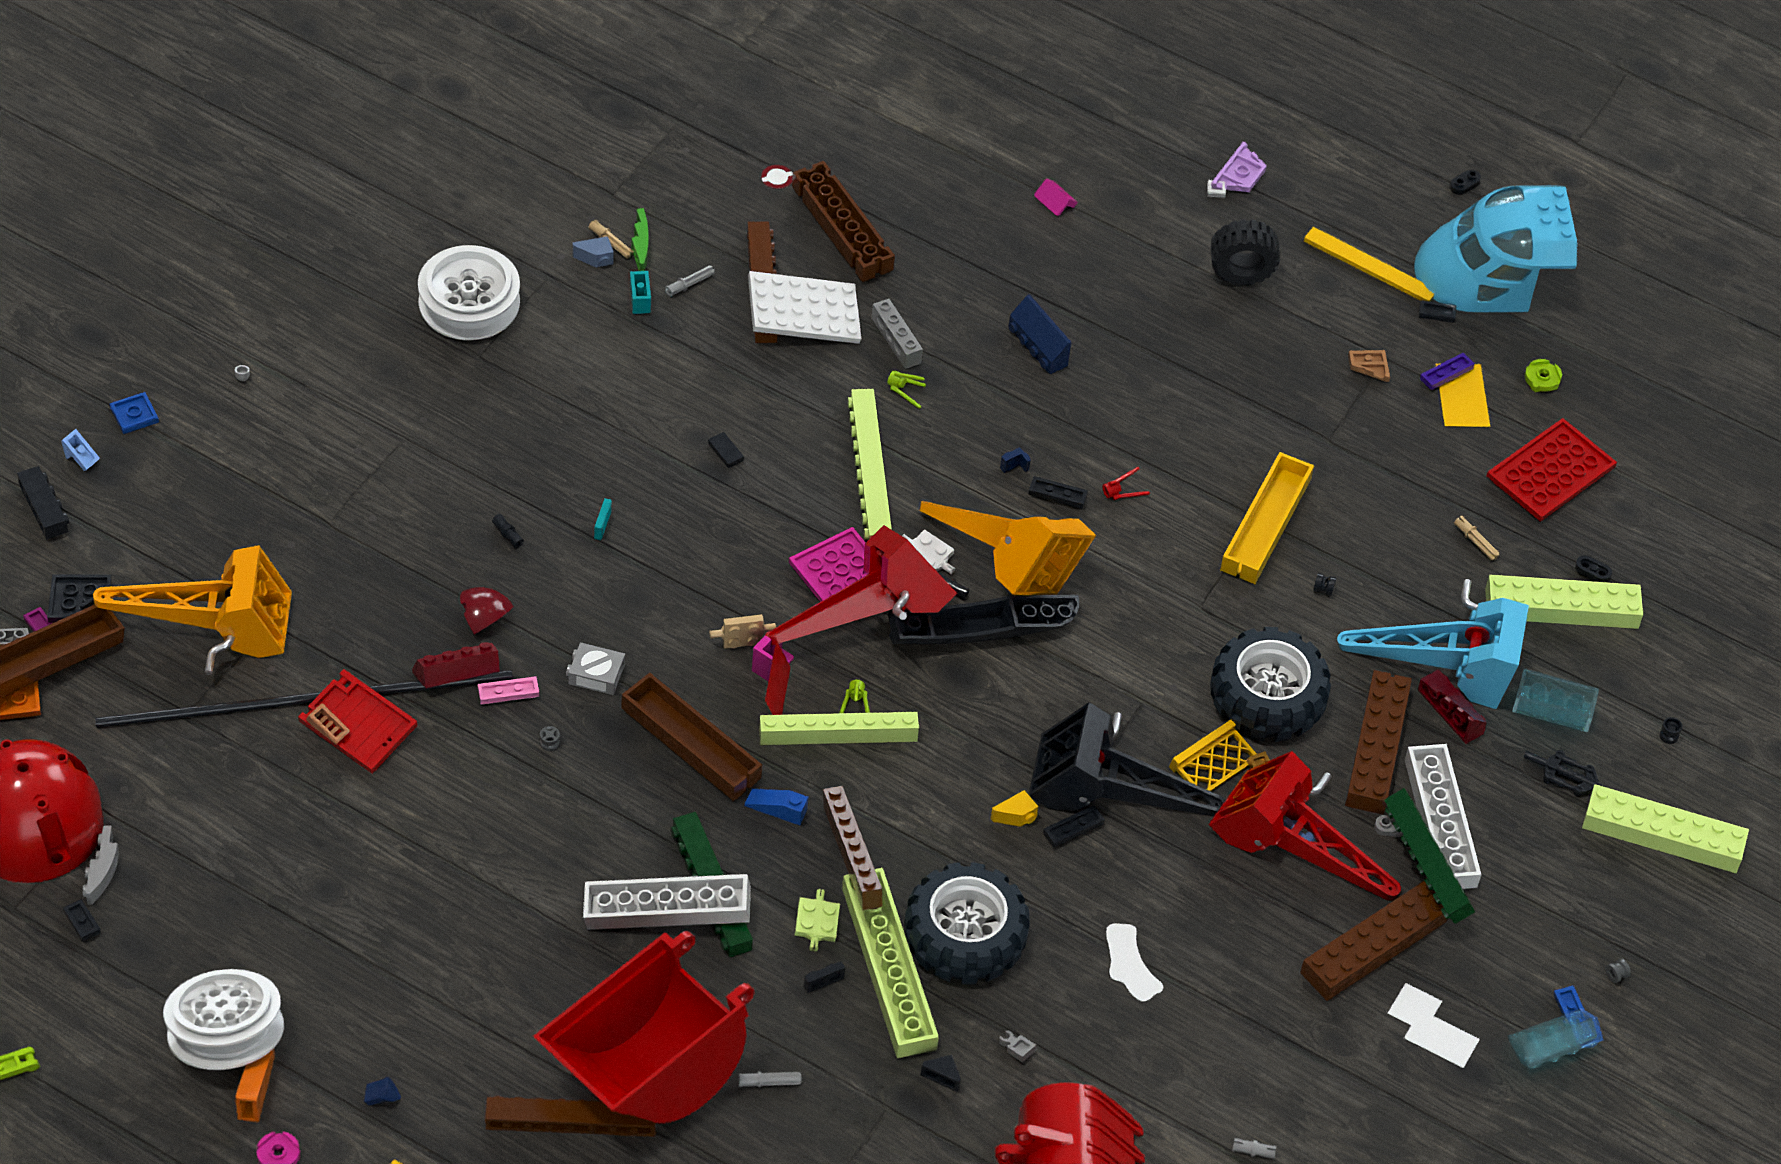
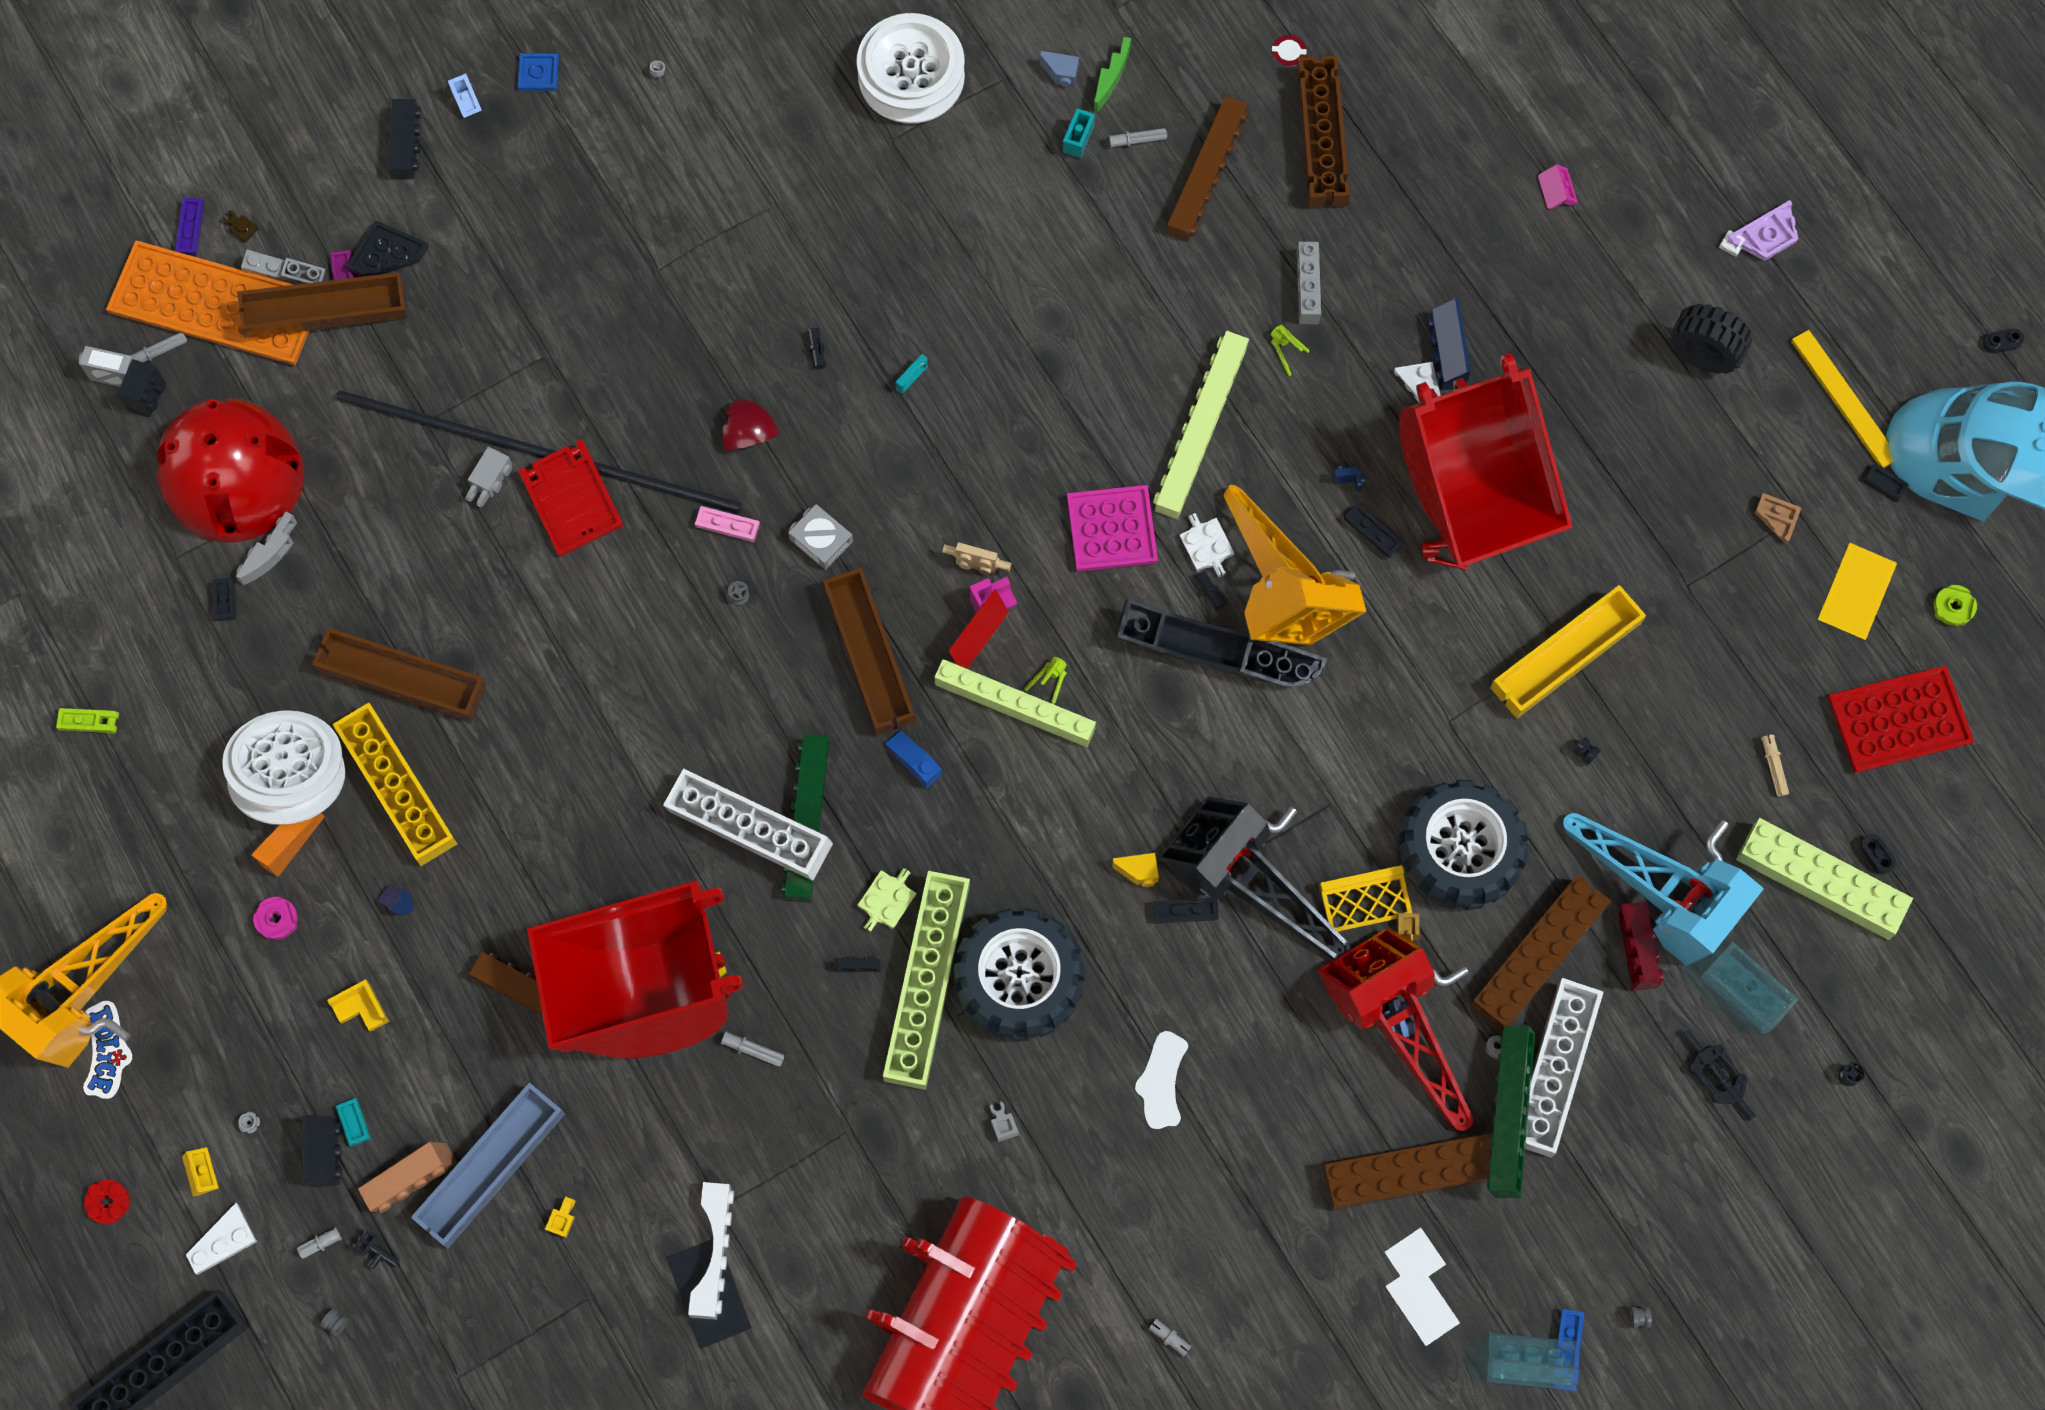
camera: 30 degrees right, 20 degrees up
(249, 620) = (529, 312): light orange piece -> none
(272, 731) = (488, 475): none -> light grey hinge
(282, 913) = (400, 675): none -> reddish brown piece
(317, 724) = (538, 474): nougat slope -> none
(333, 1001) = (395, 784): none -> yellow brick
(457, 665) = (690, 479): dark red wedge -> none
(601, 231) = (1081, 51): tan axle -> none
(726, 449) = (1072, 344): black tile -> none
(804, 307) = (1230, 216): white plate -> none
(852, 848) = (950, 846): brick -> none
(894, 580) = (1147, 576): red piece -> none
(942, 1071) = (917, 1117): black slope -> none
(1030, 373) = (1418, 374): none -> white wing
(1122, 396) = (1484, 464): none -> red piece
(1447, 371) = (1855, 558): dark purple plate -> none
(1665, 828) = (1781, 1183): yellowish green brick -> none

